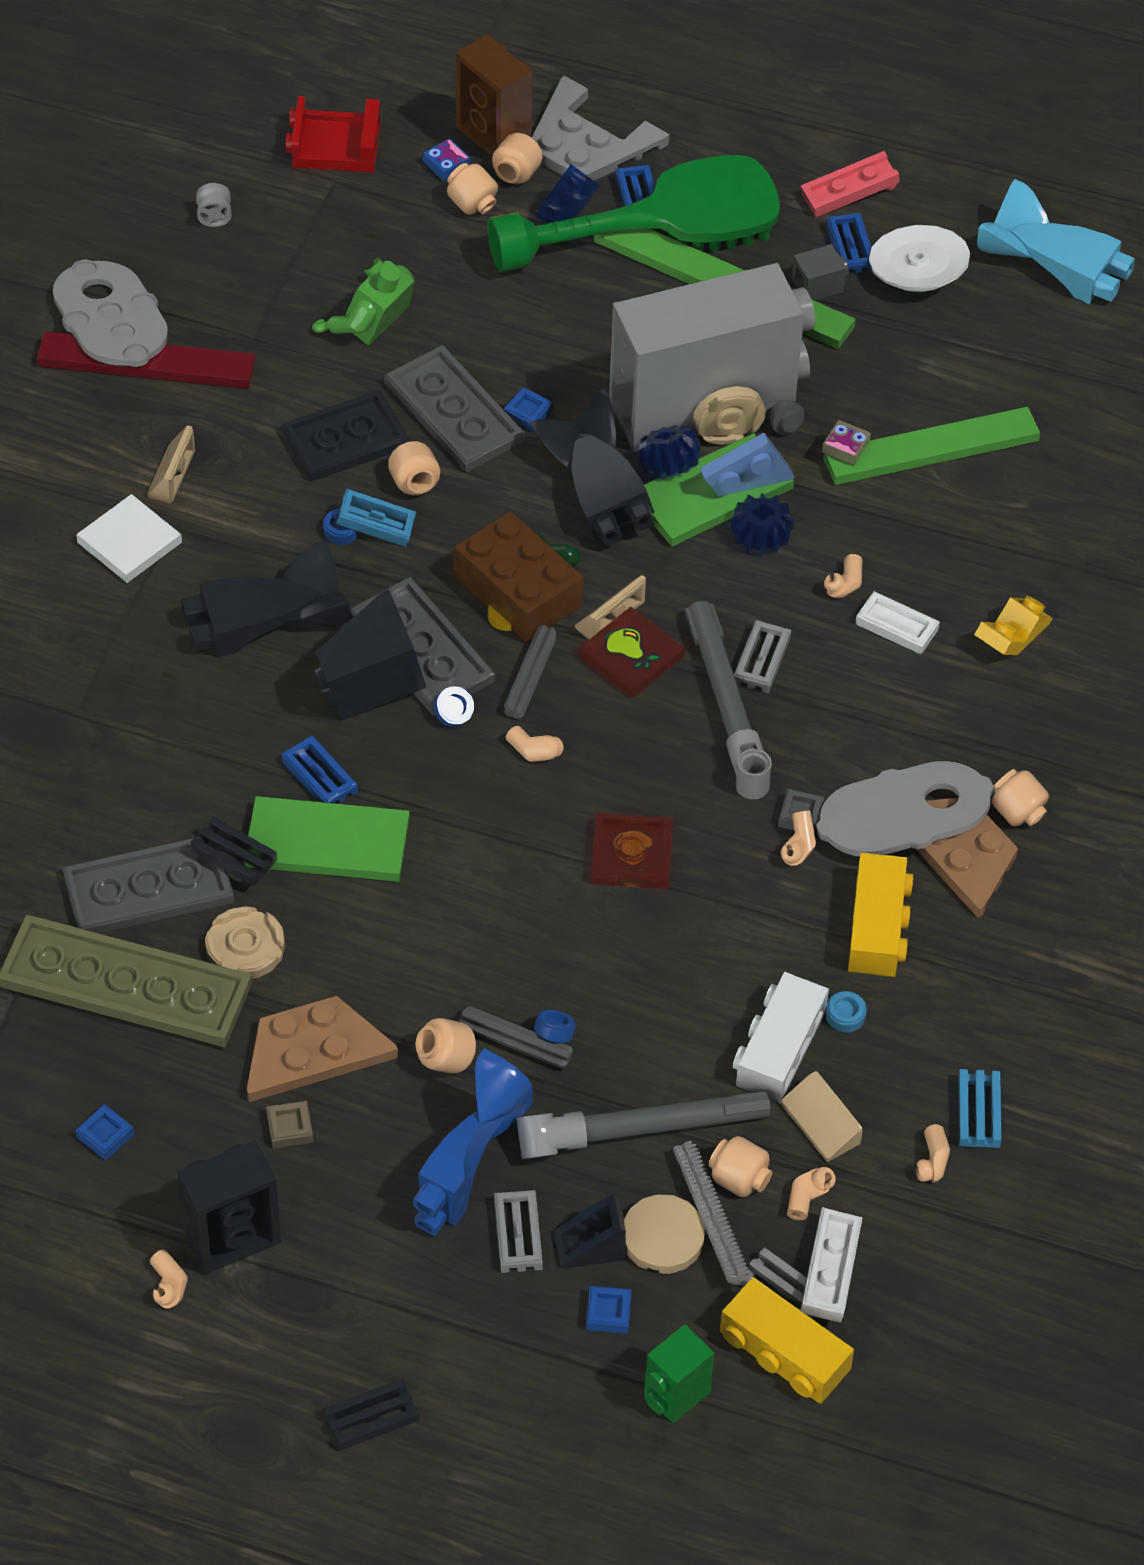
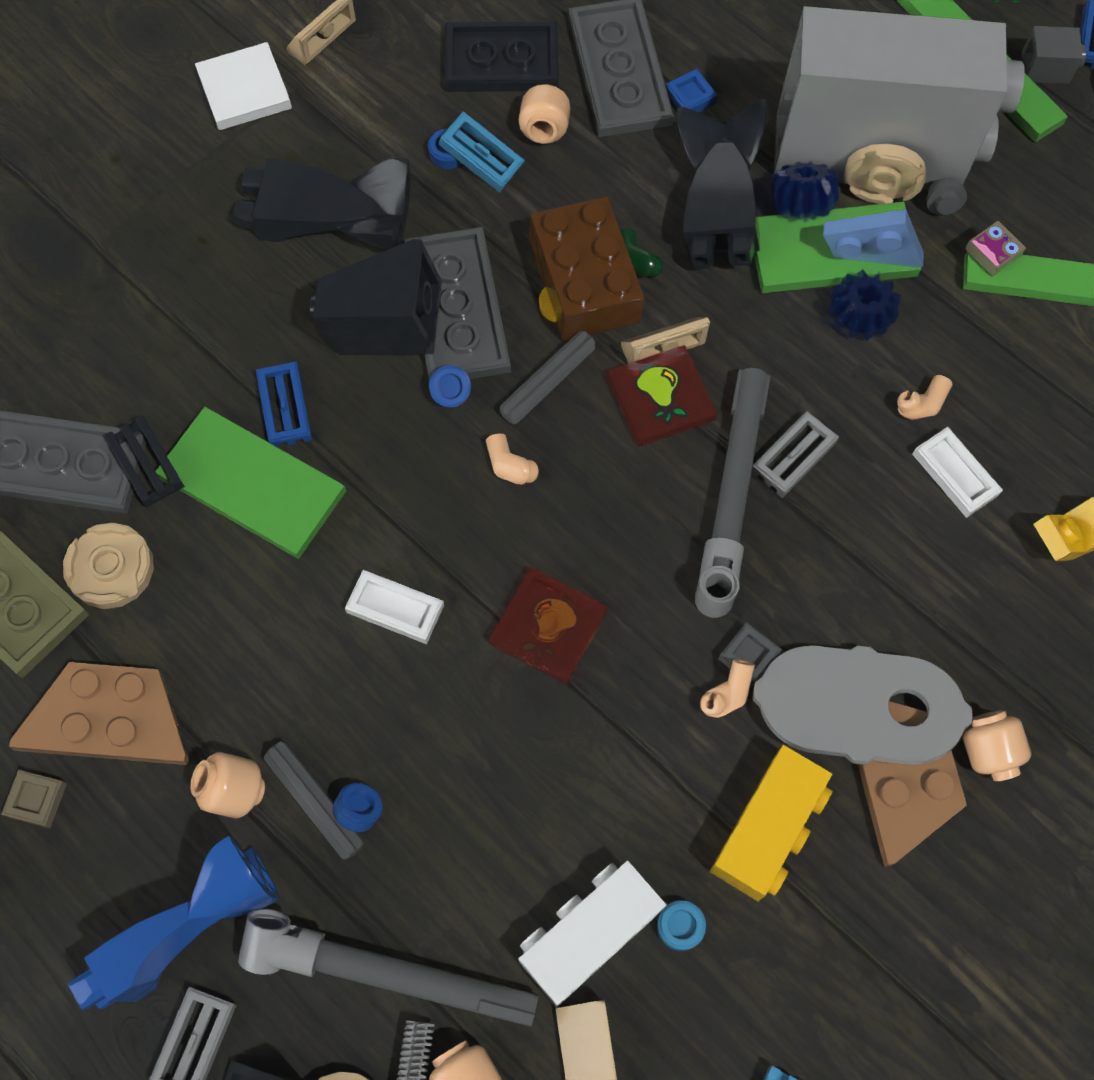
camera: 25 degrees right, 15 degrees up
(500, 884) = (394, 606): none -> white tile

